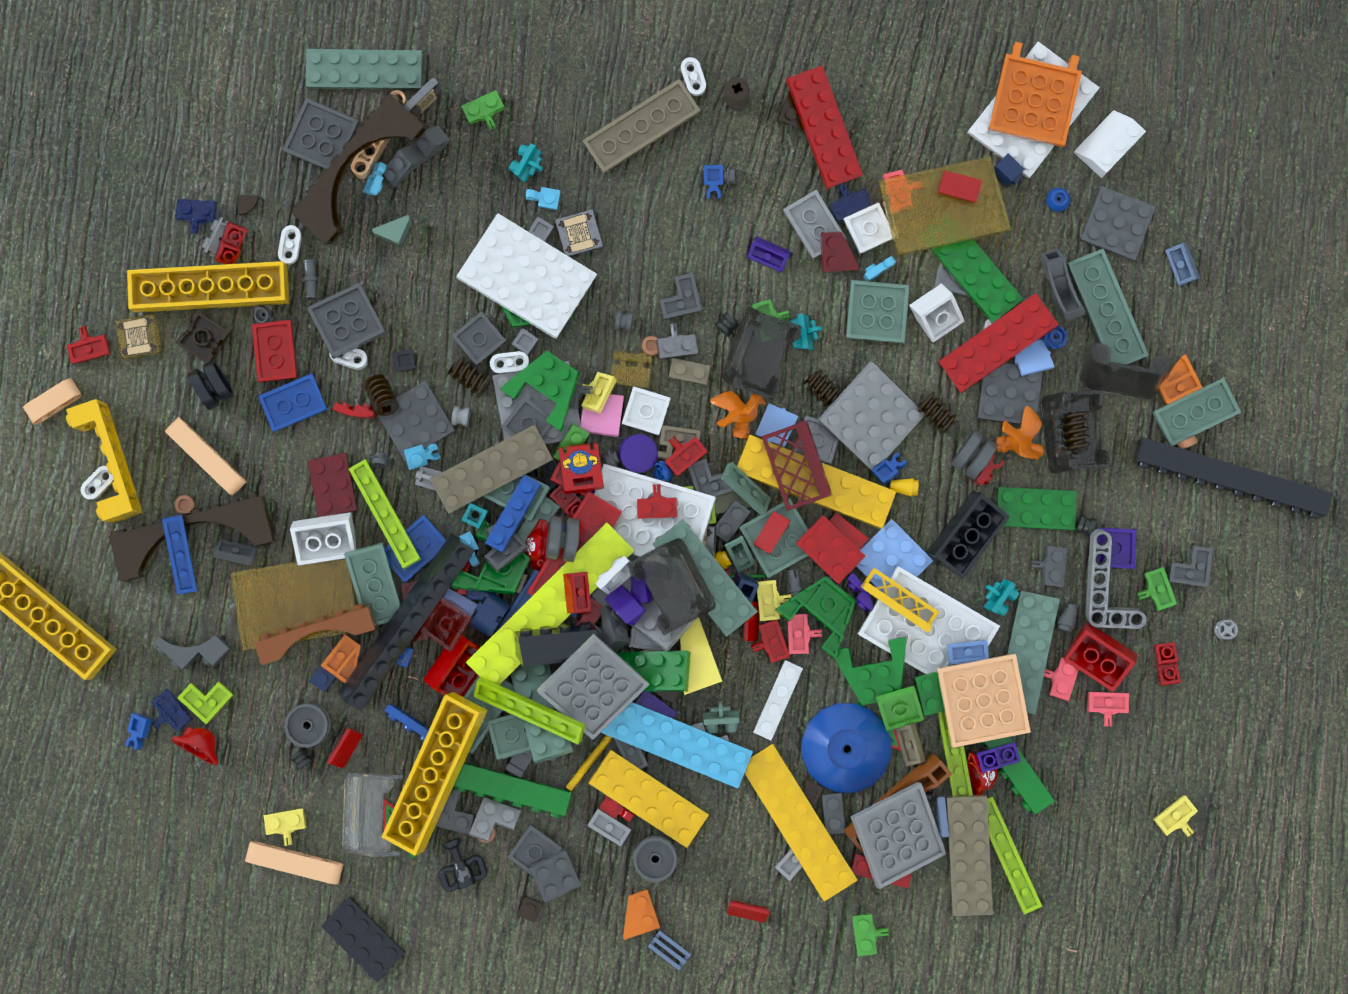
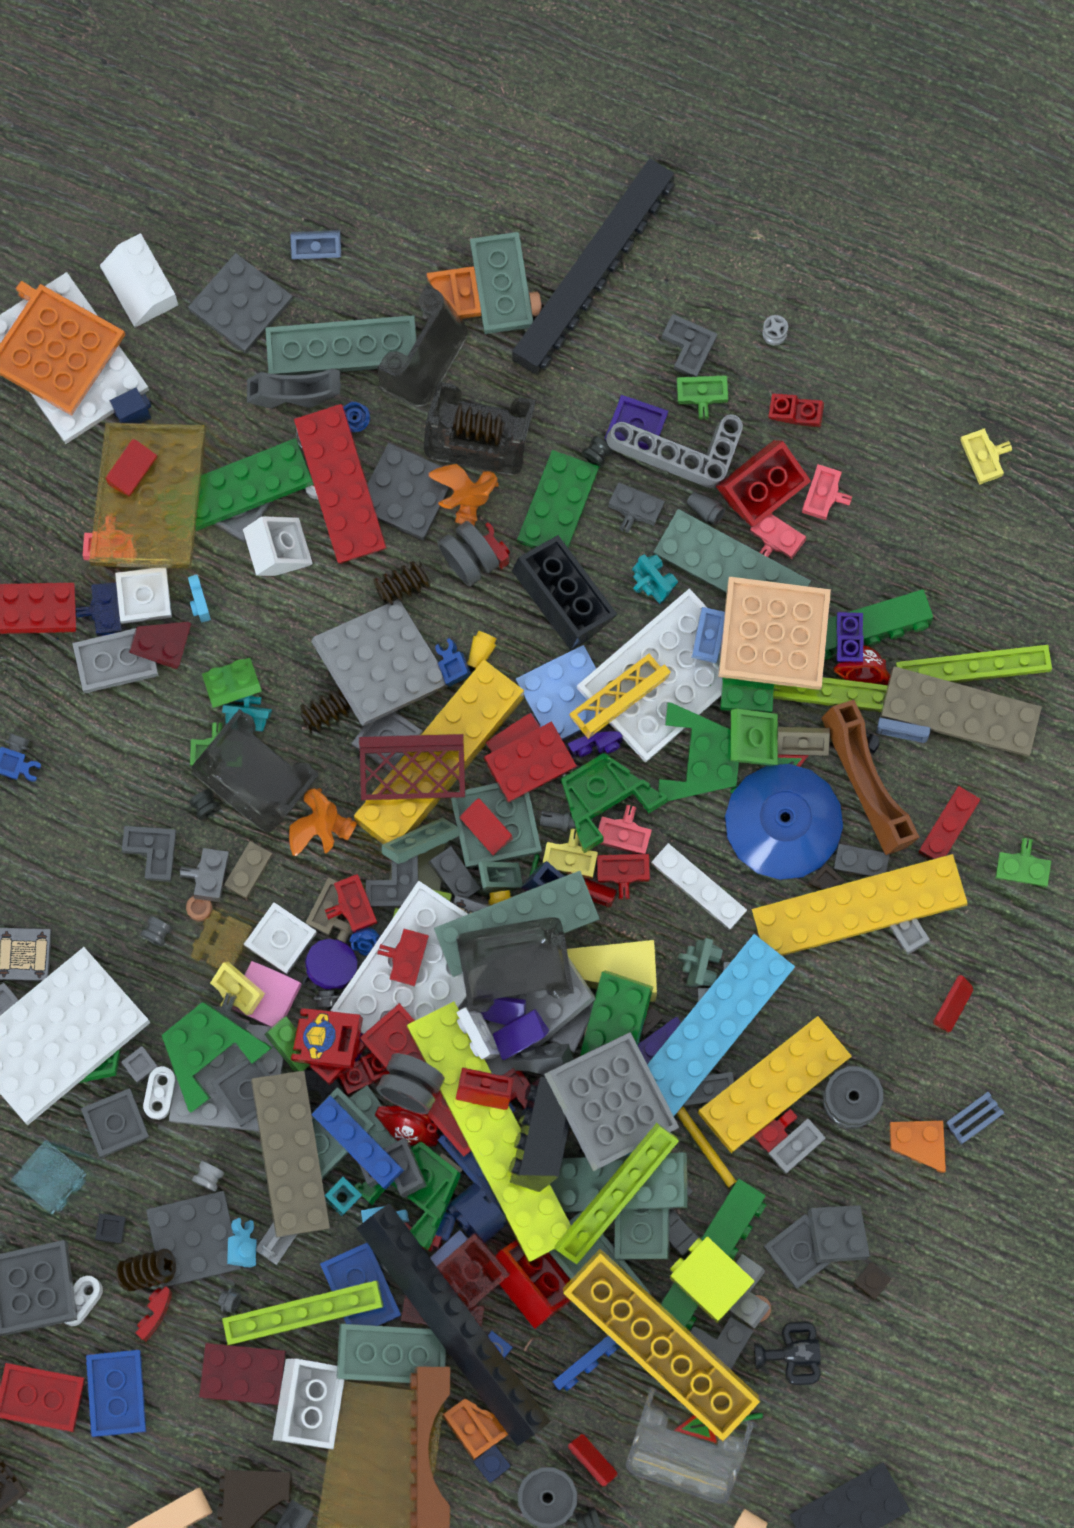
camera: 75 degrees left, 10 degrees down
(210, 385) = (56, 1493): black wheel -> none
(427, 306) = (49, 1177): none -> clear light blue plate
(469, 377) = (160, 1148): dark brown piece -> none
(491, 795) = (711, 1278): none -> neon yellow brick
(769, 254) = (133, 727): dark purple slope -> none
(774, 420) = (345, 783): light blue piece -> none
(822, 314) = (231, 682): none -> bright green plate
(877, 311) = (251, 617): sand green plate -> none
(898, 835) = (911, 786): light grey plate -> none
(1034, 359) = (374, 448): light blue piece -> none
(1052, 201) = (186, 369): blue plate -> none

